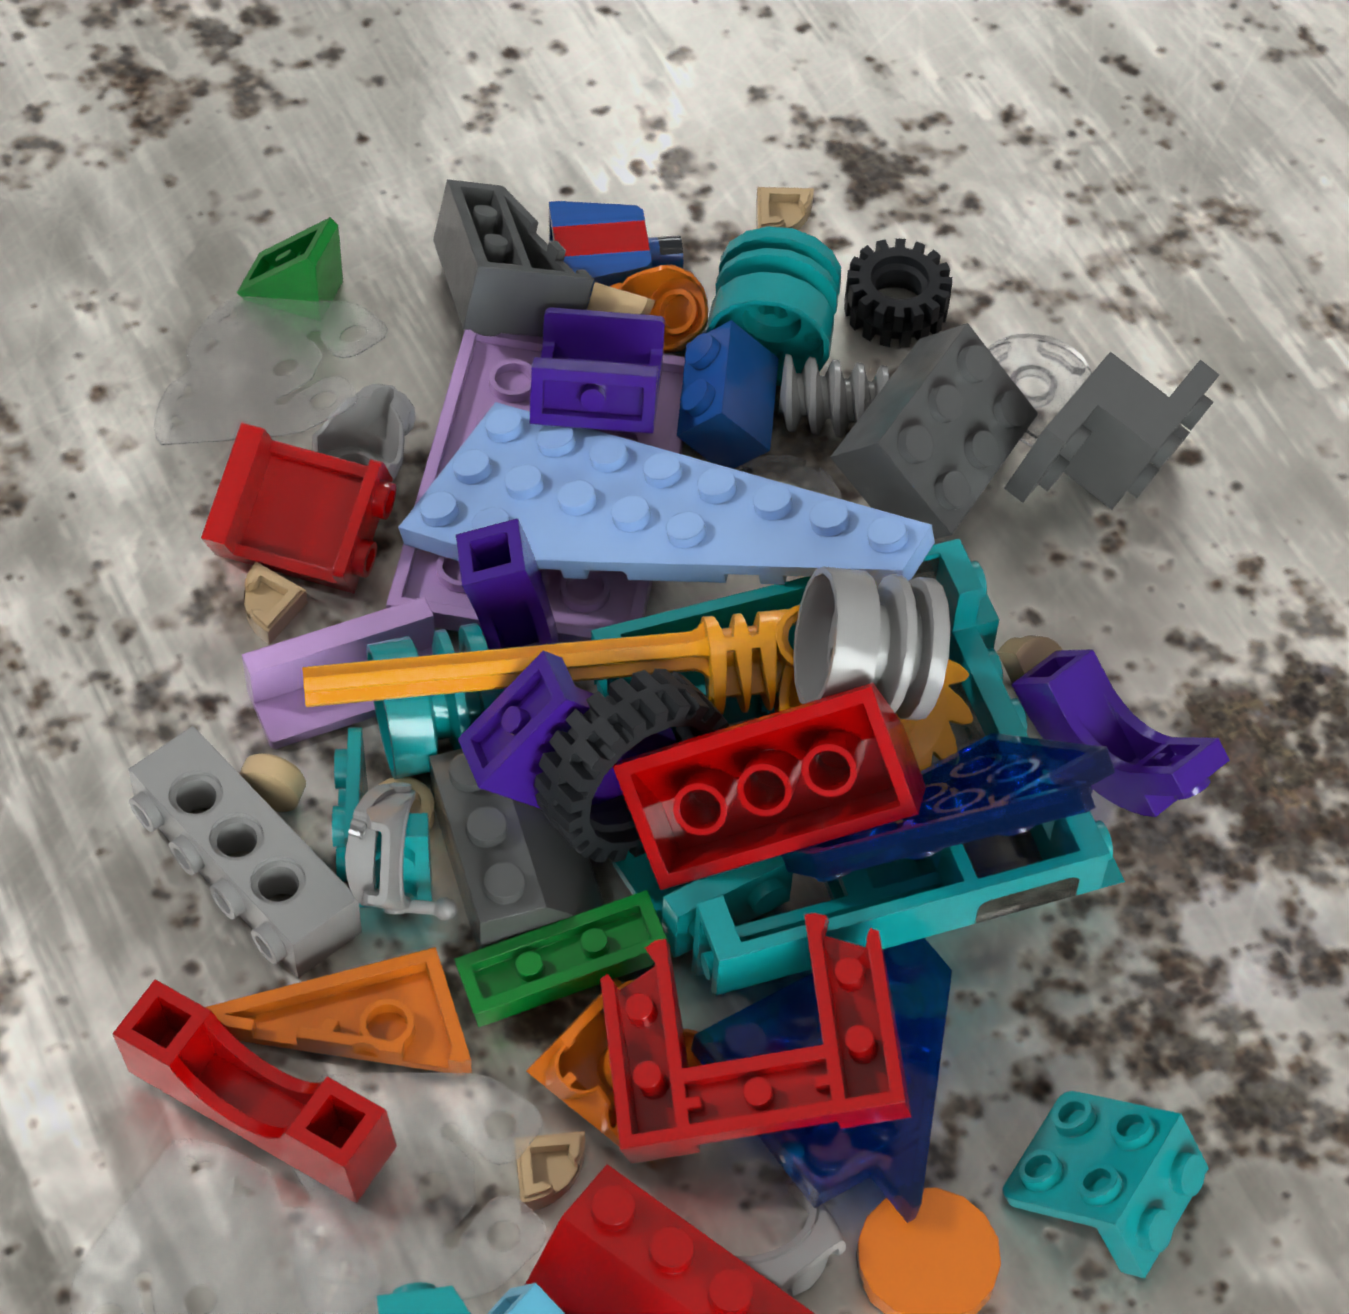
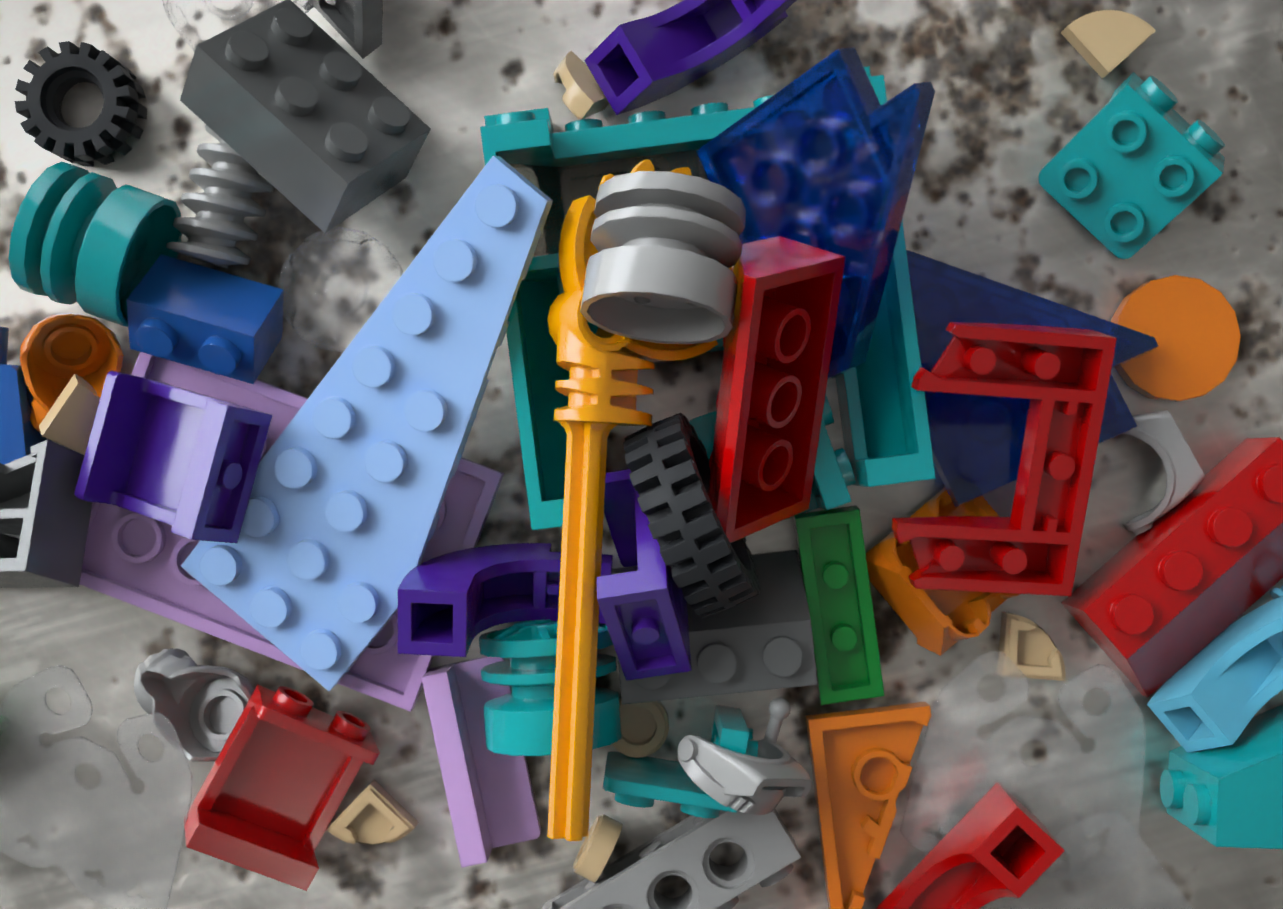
camera: 75 degrees left, 35 degrees up
(1236, 1135) = (1107, 37): none -> tan tile

